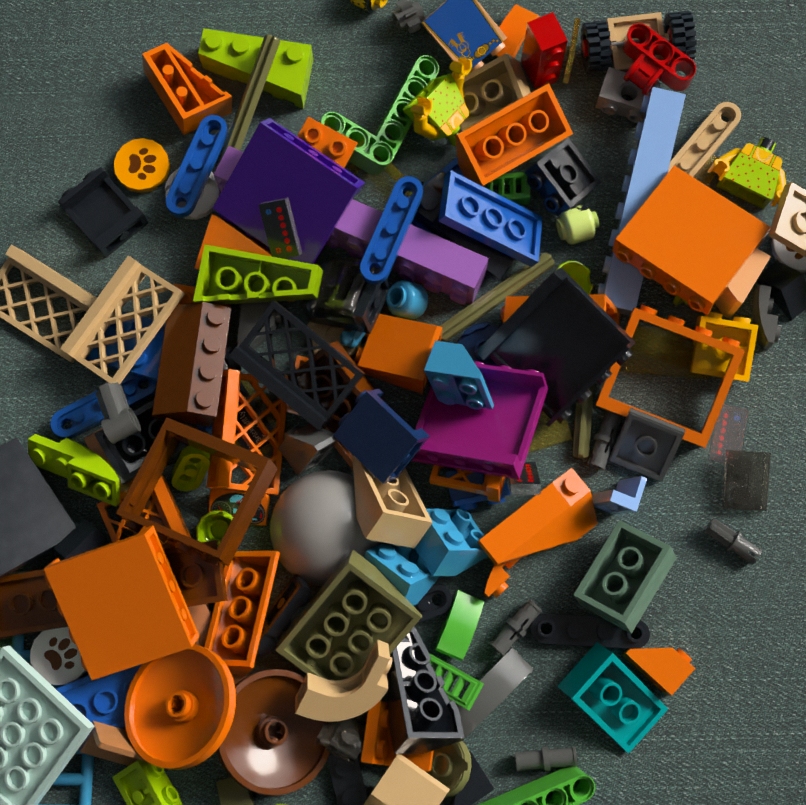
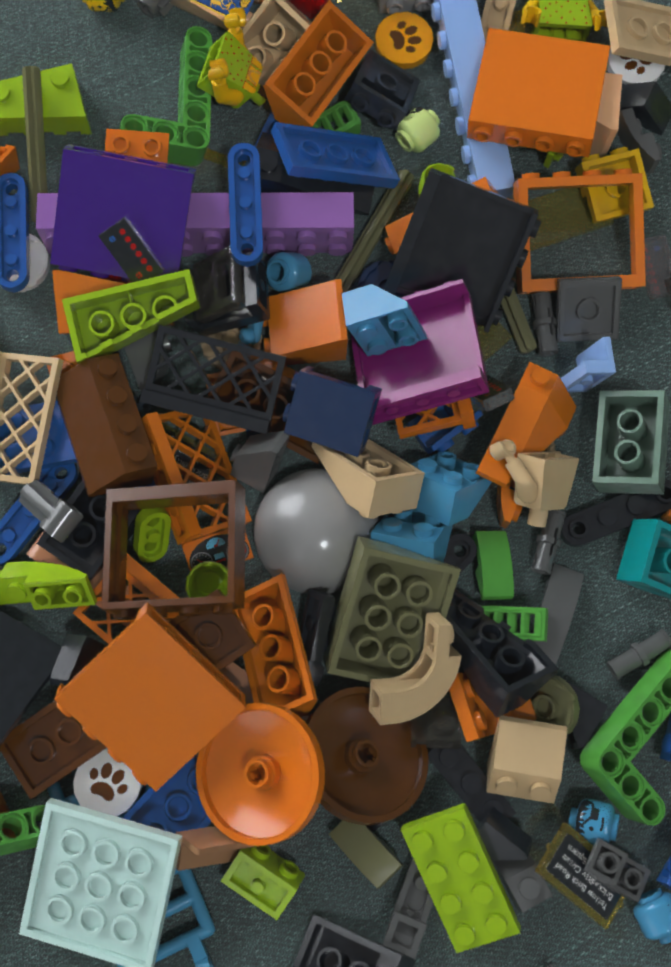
camera: 30 degrees left, 0 degrees up
(529, 571) = (540, 478): none -> tan torso
(604, 140) = (404, 39): none -> light orange tile

